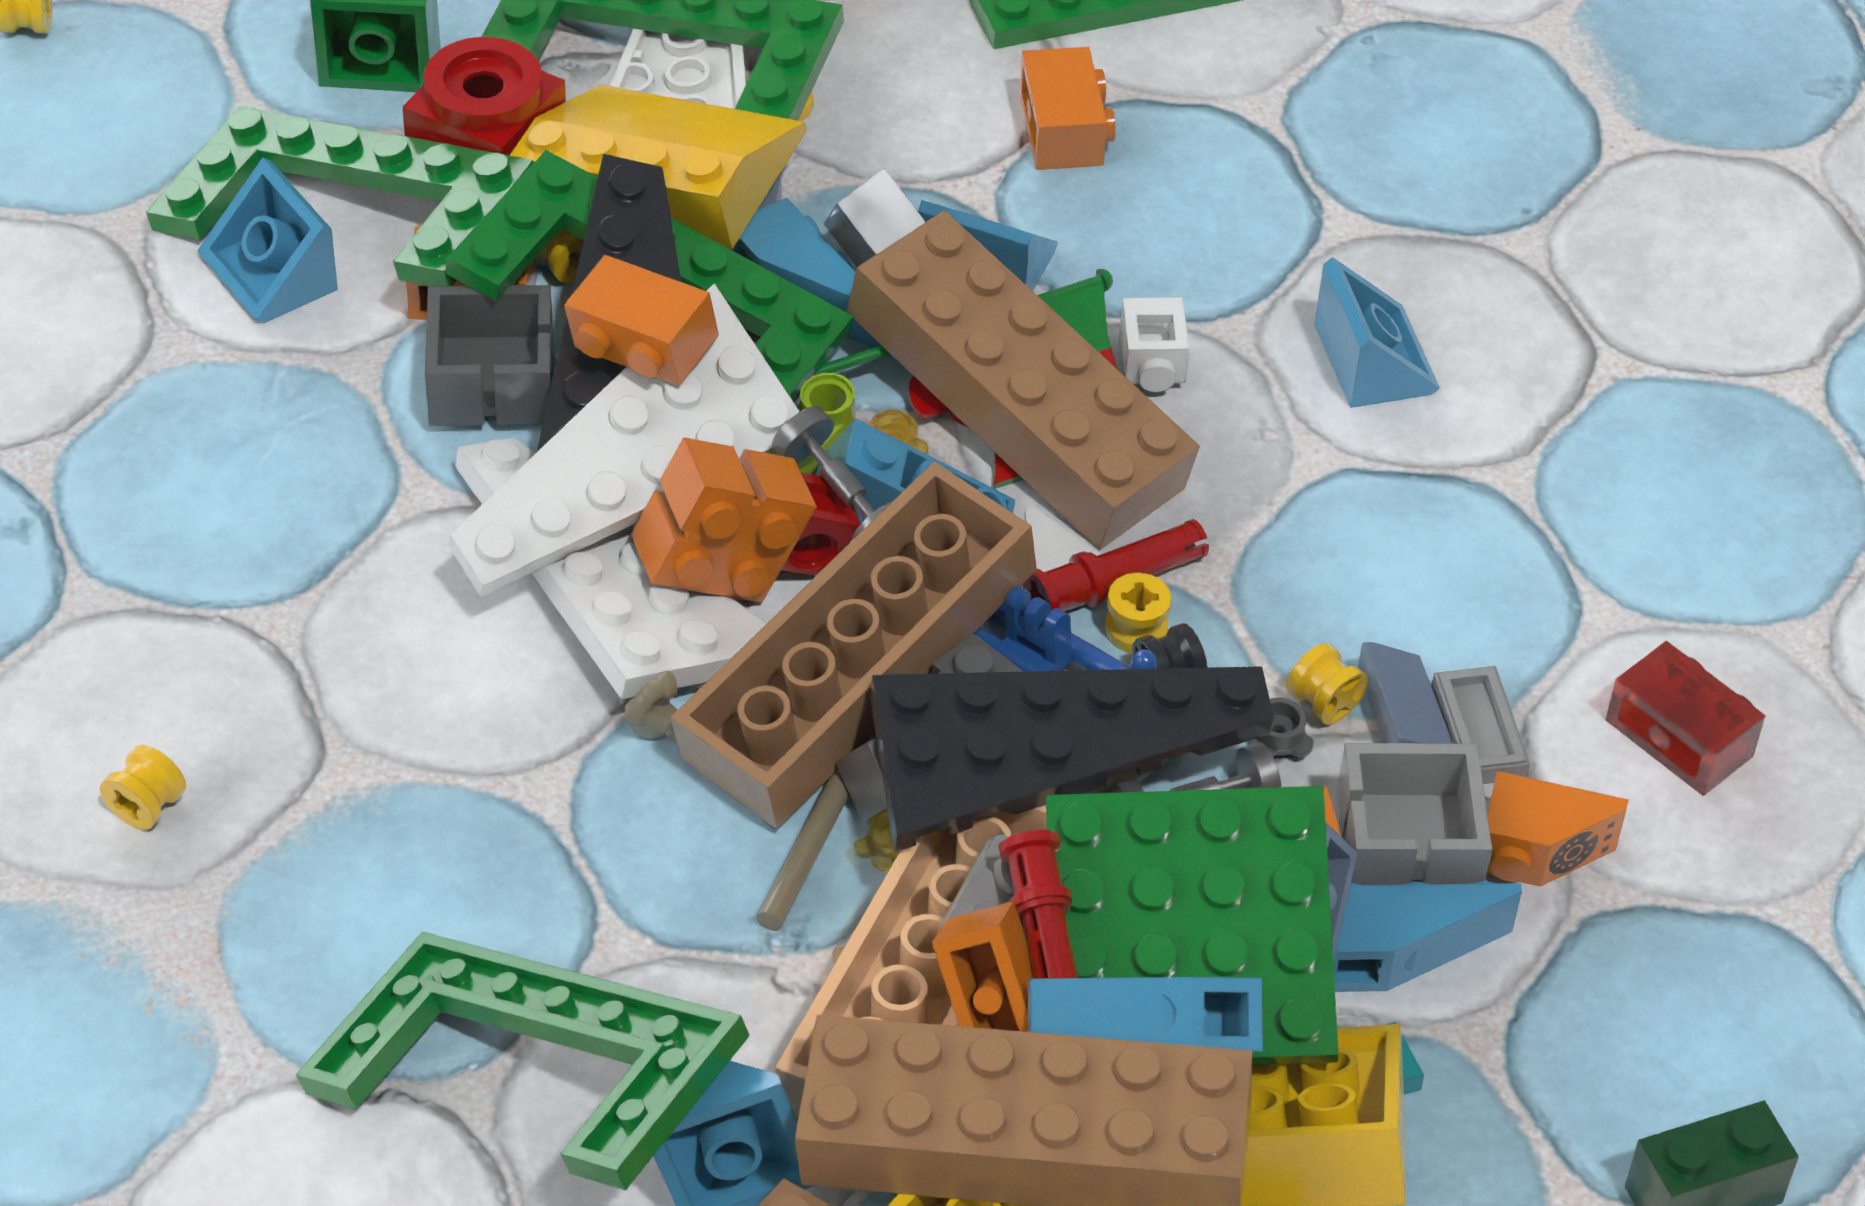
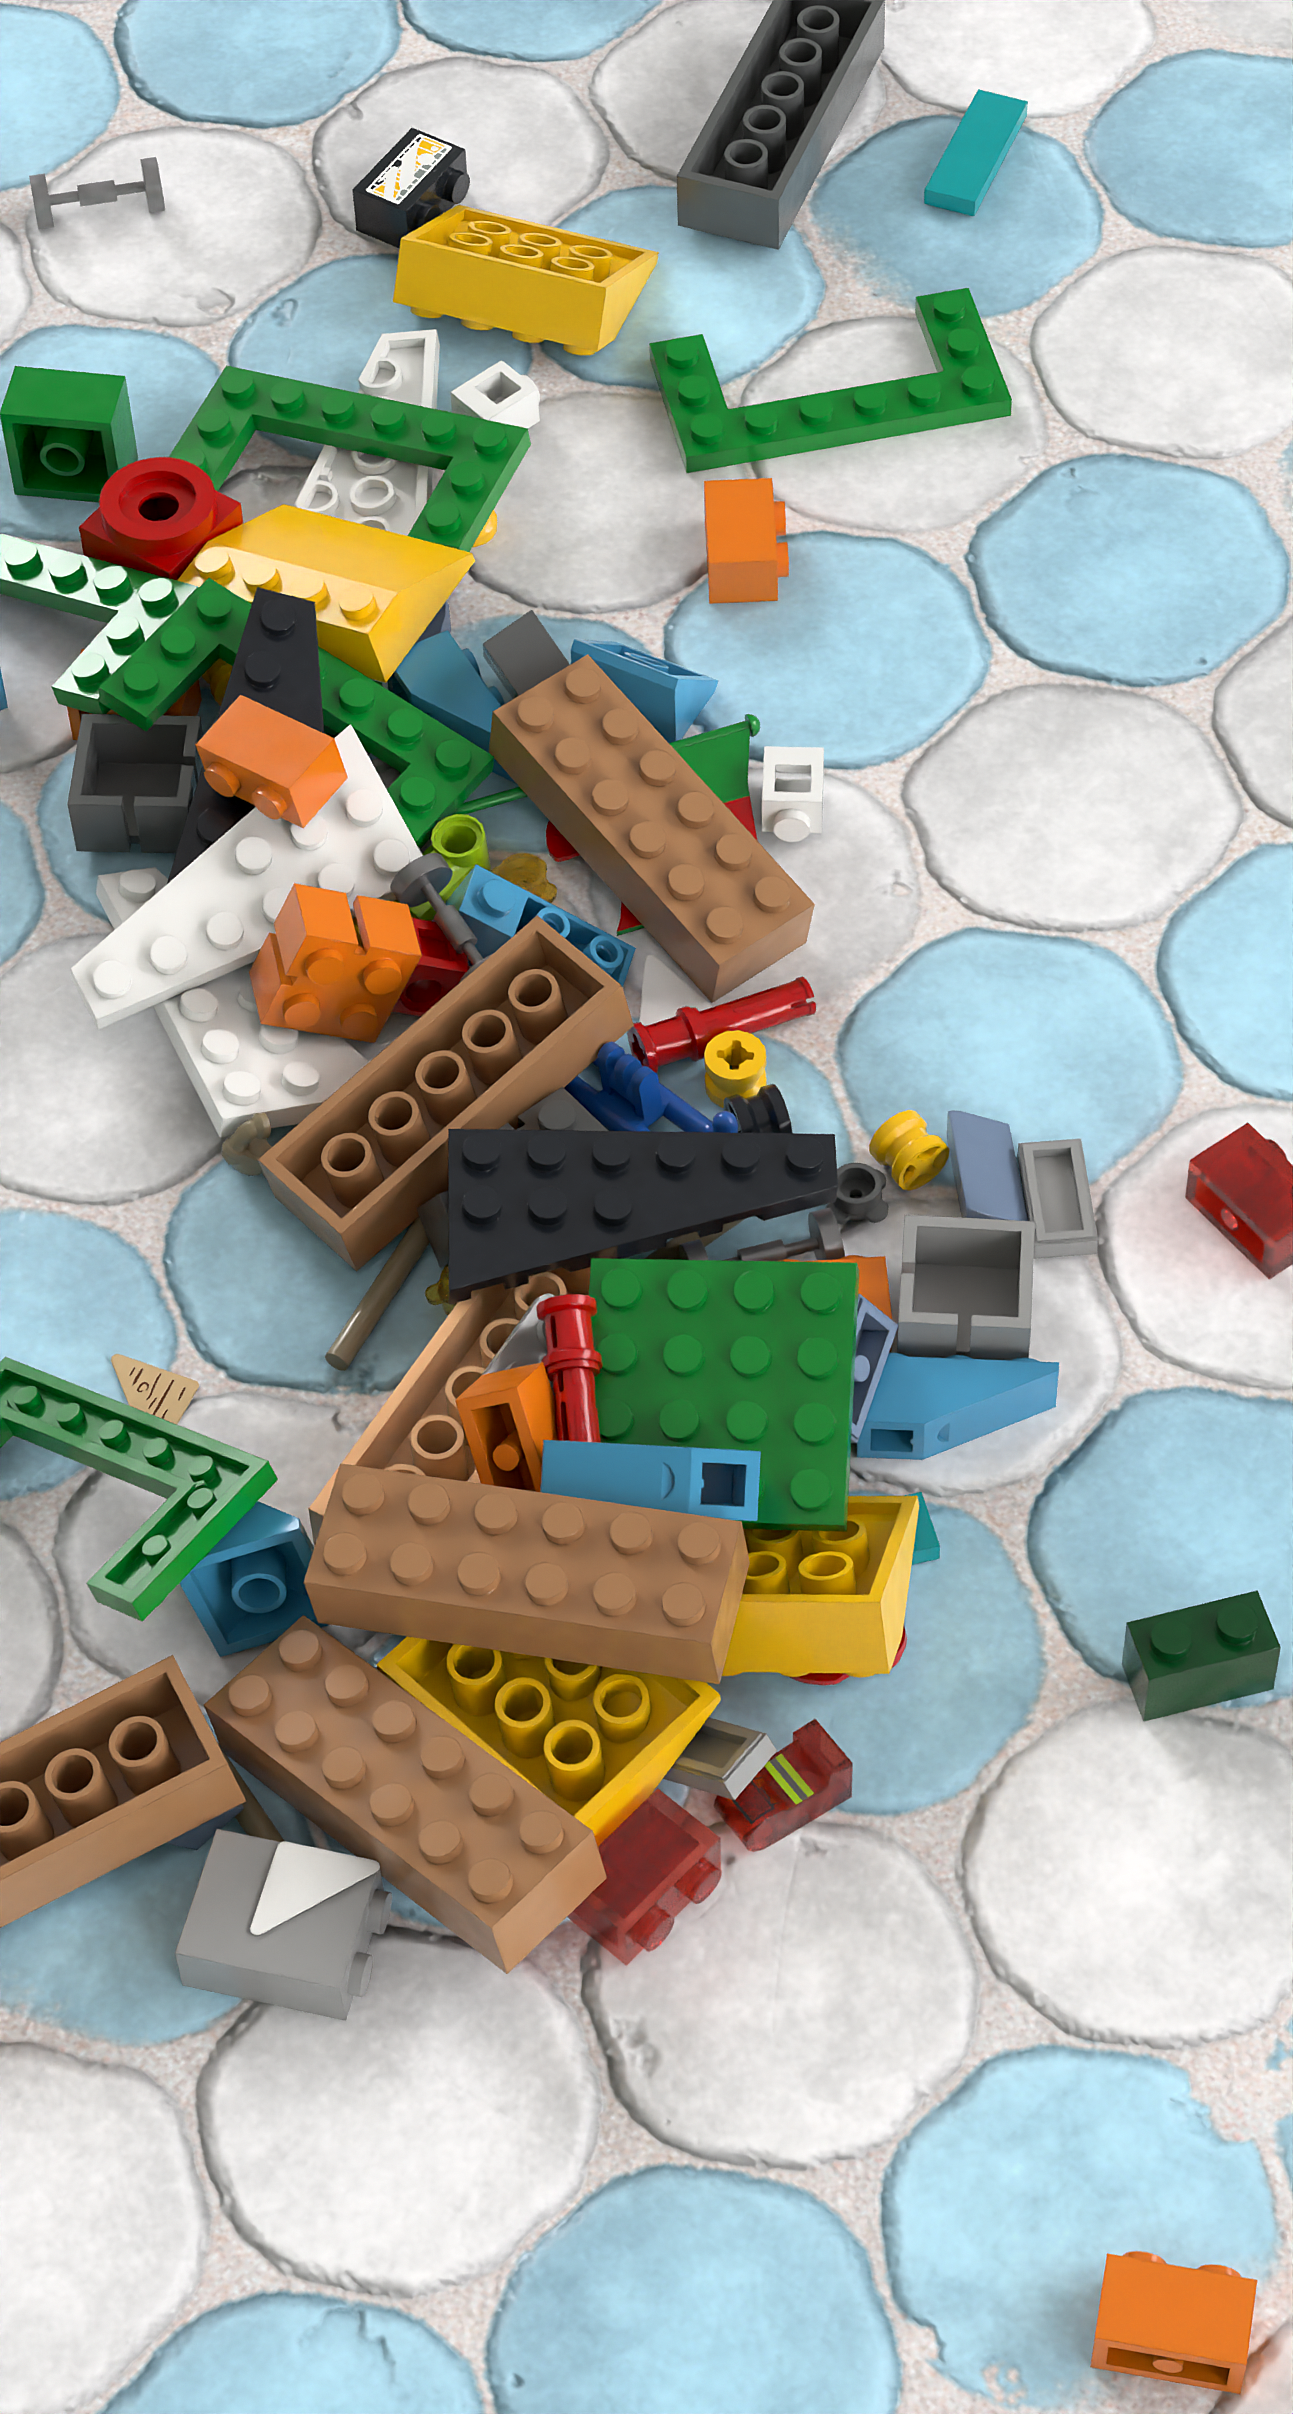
camera: 10 degrees right, 5 degrees up
(579, 953) = (154, 1388): none -> tan sticker
(1369, 340) = (1013, 796): dark azure slope -> none
(1548, 828) = (1099, 1308): orange slope -> none

